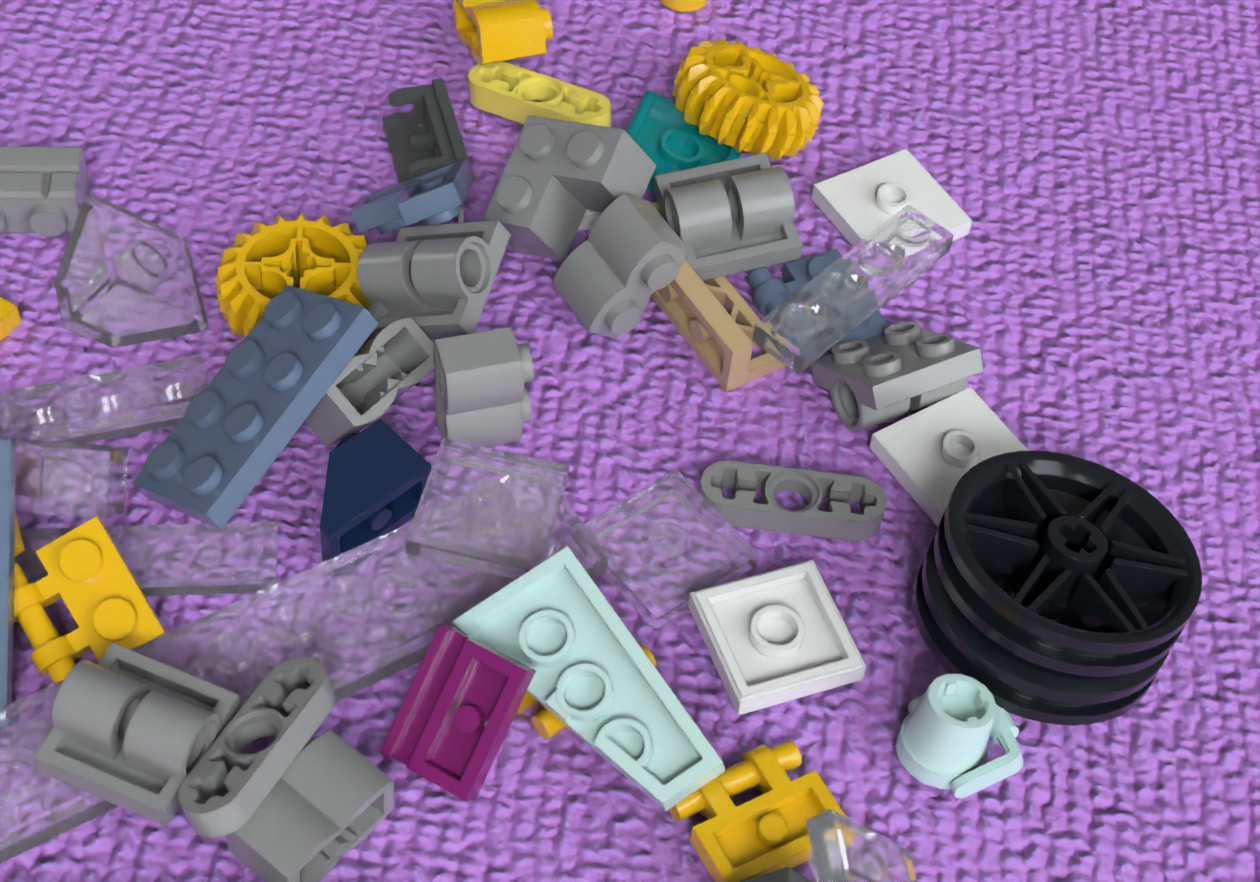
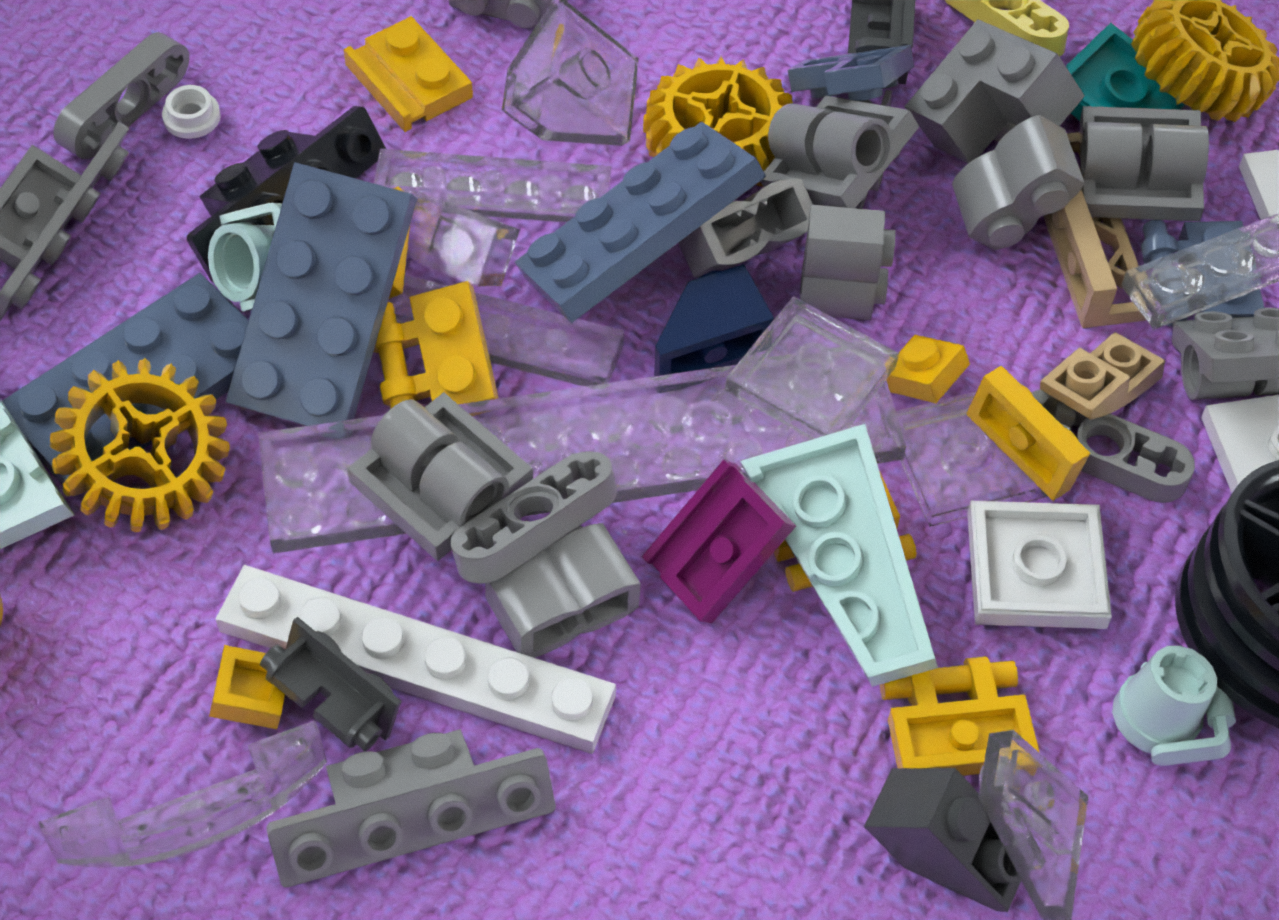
camera: 25 degrees right, 5 degrees up
(598, 473) = (927, 368): none -> yellow plate
(722, 509) = (1027, 433): none -> yellow plate
(769, 433) = (1105, 377): none -> tan slope

